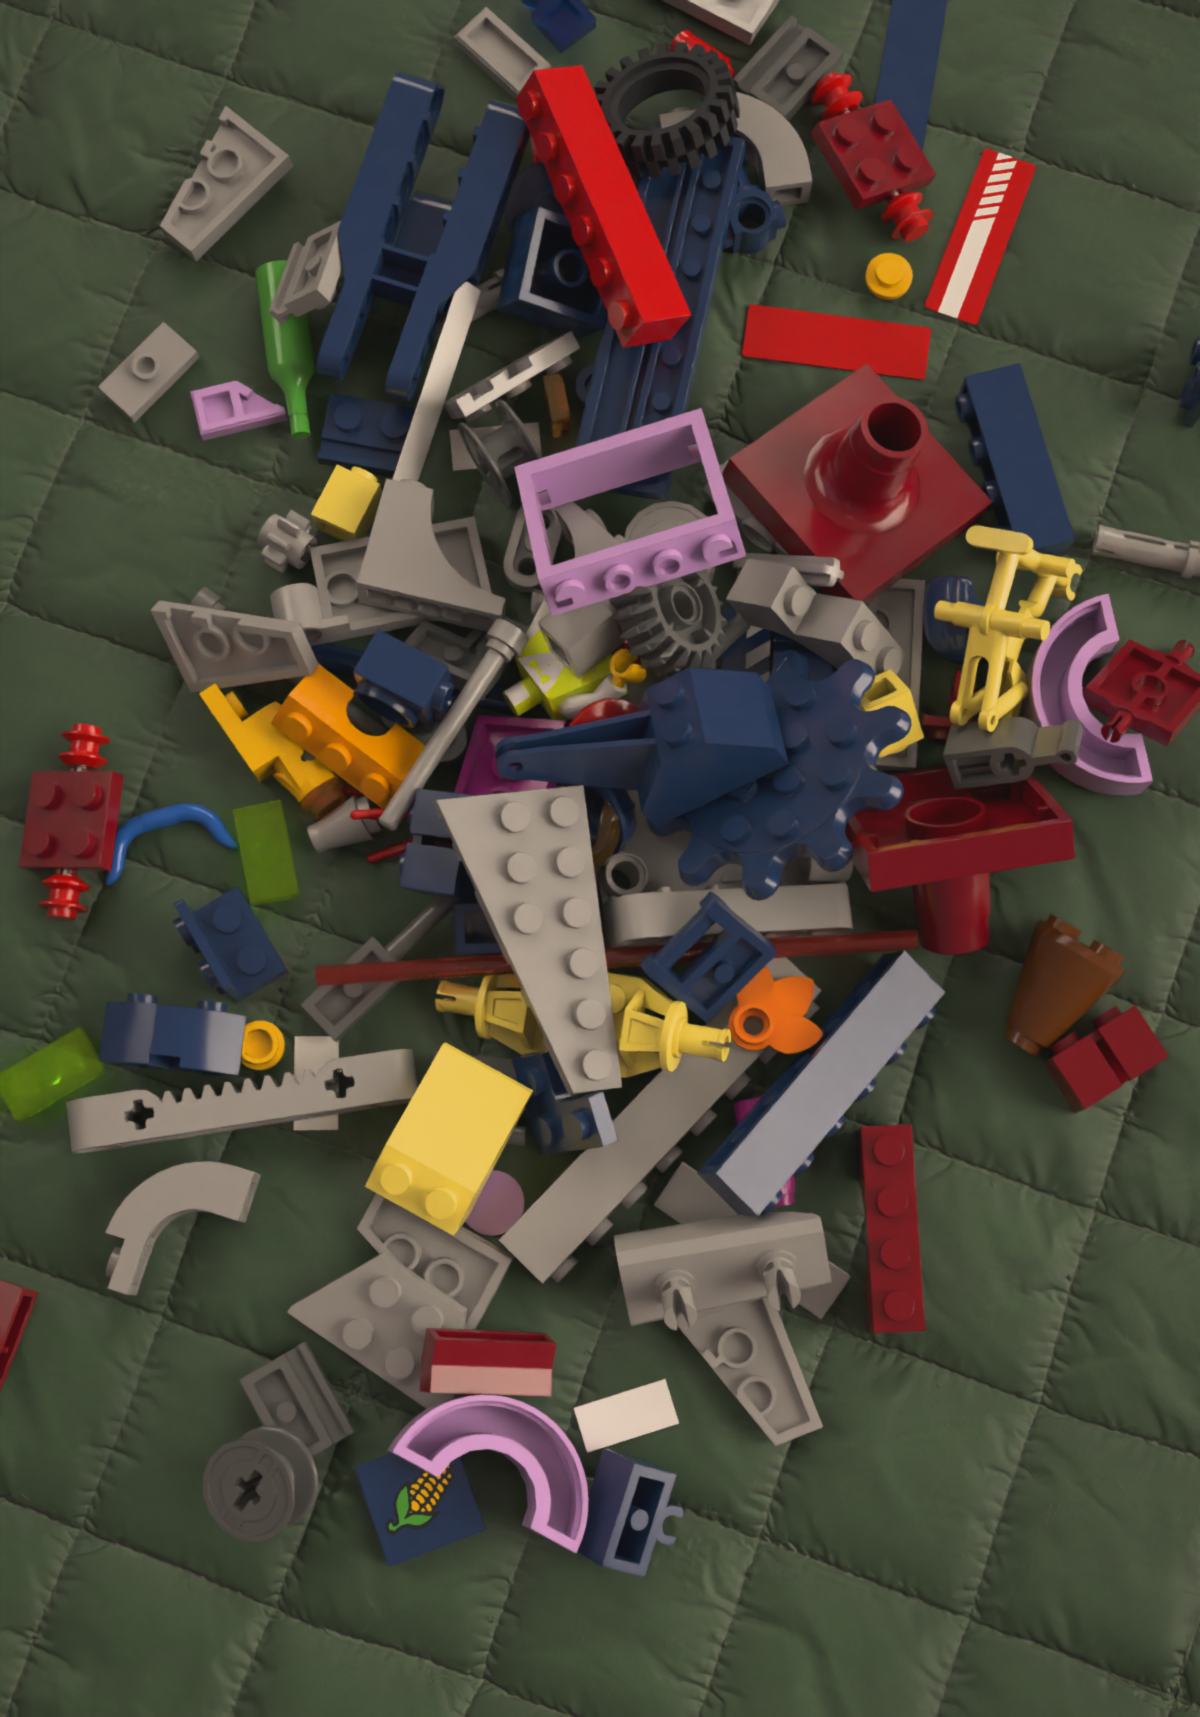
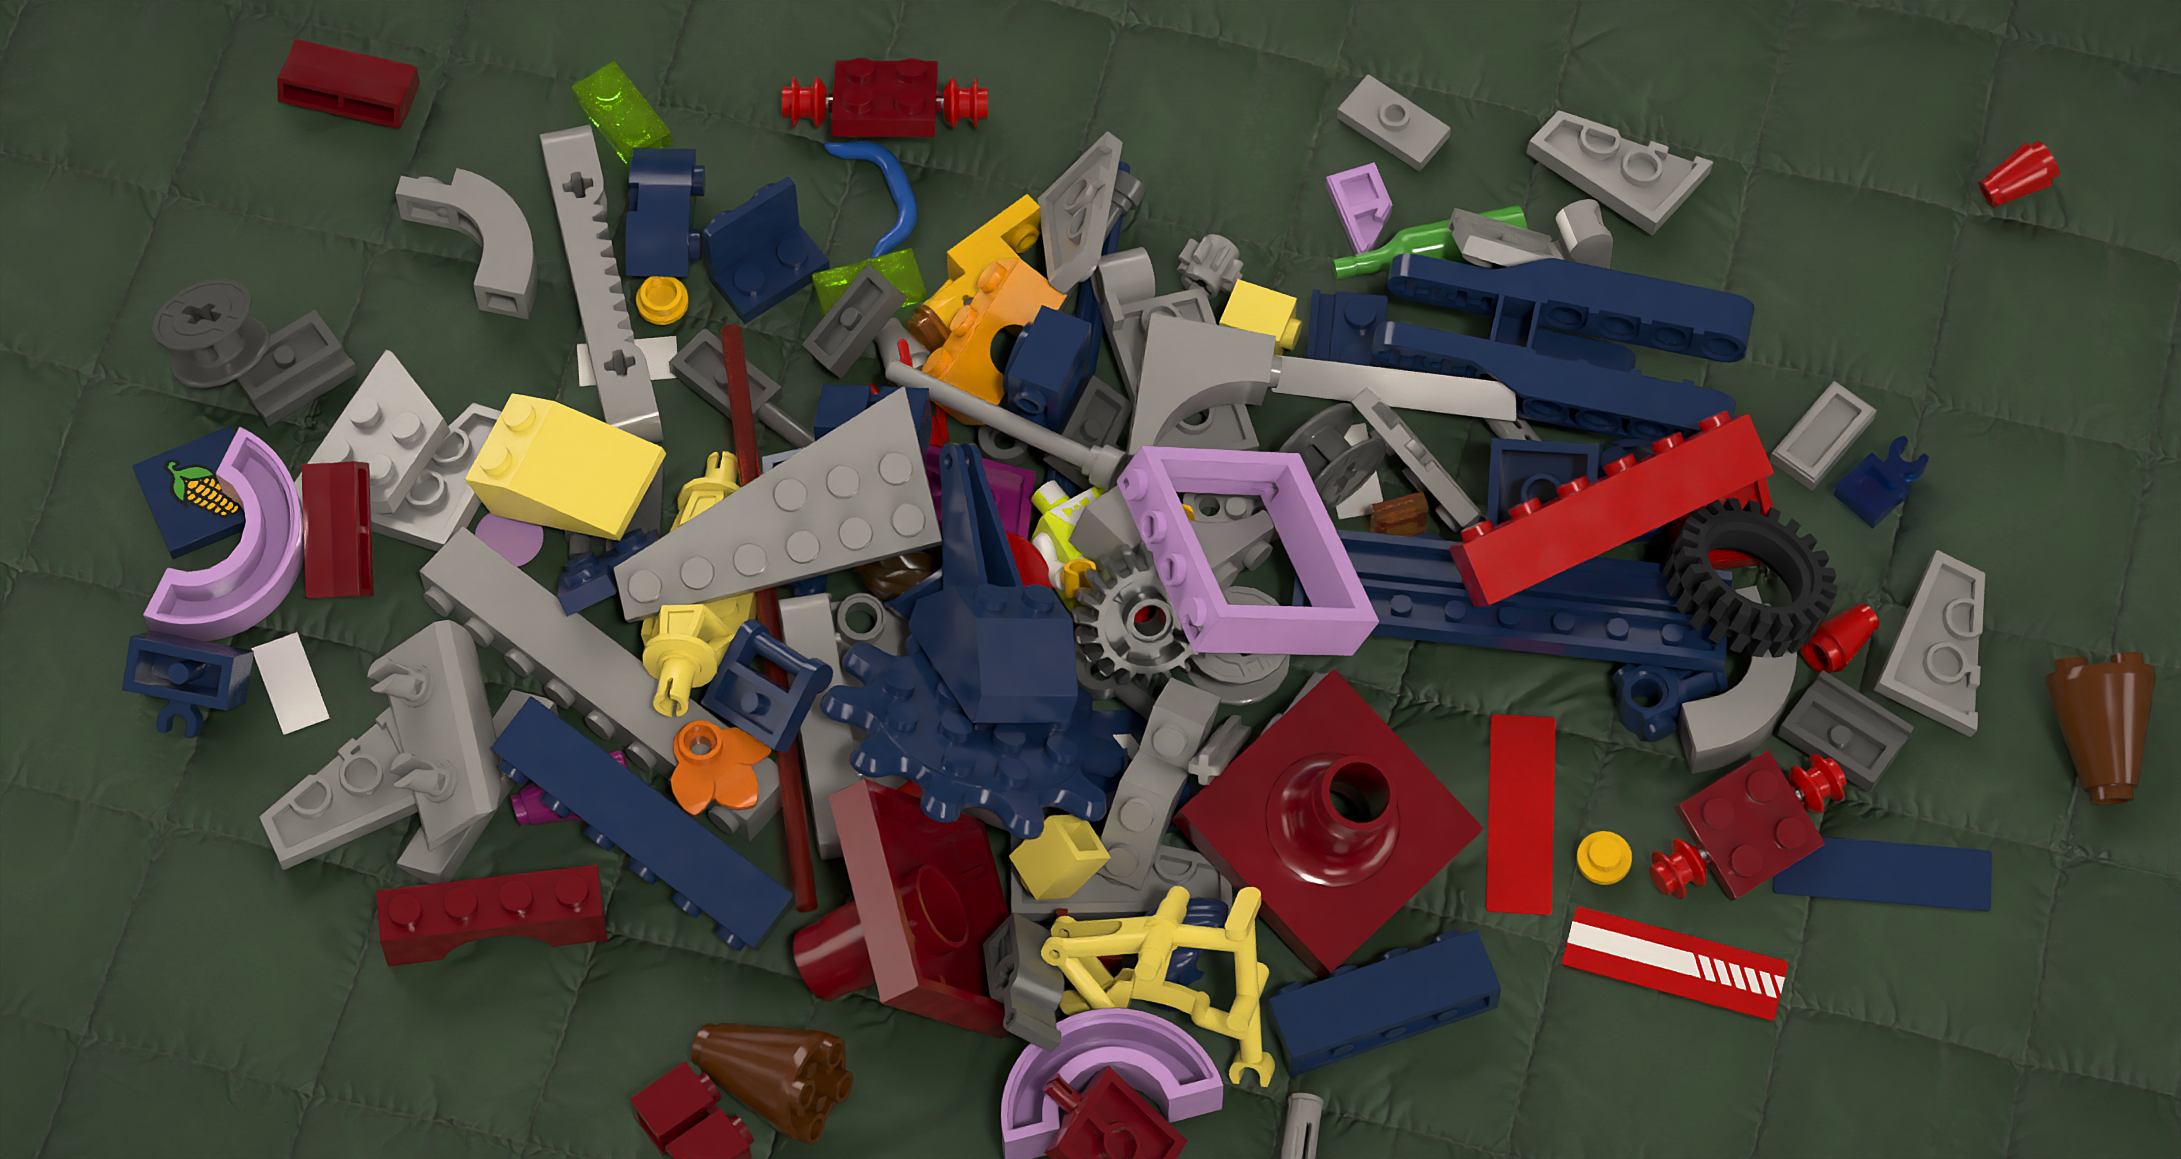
camera: 85 degrees right, 15 degrees down
(303, 212) = (1583, 234): none -> light grey leg
(311, 863) = (854, 321): none -> dark grey plate

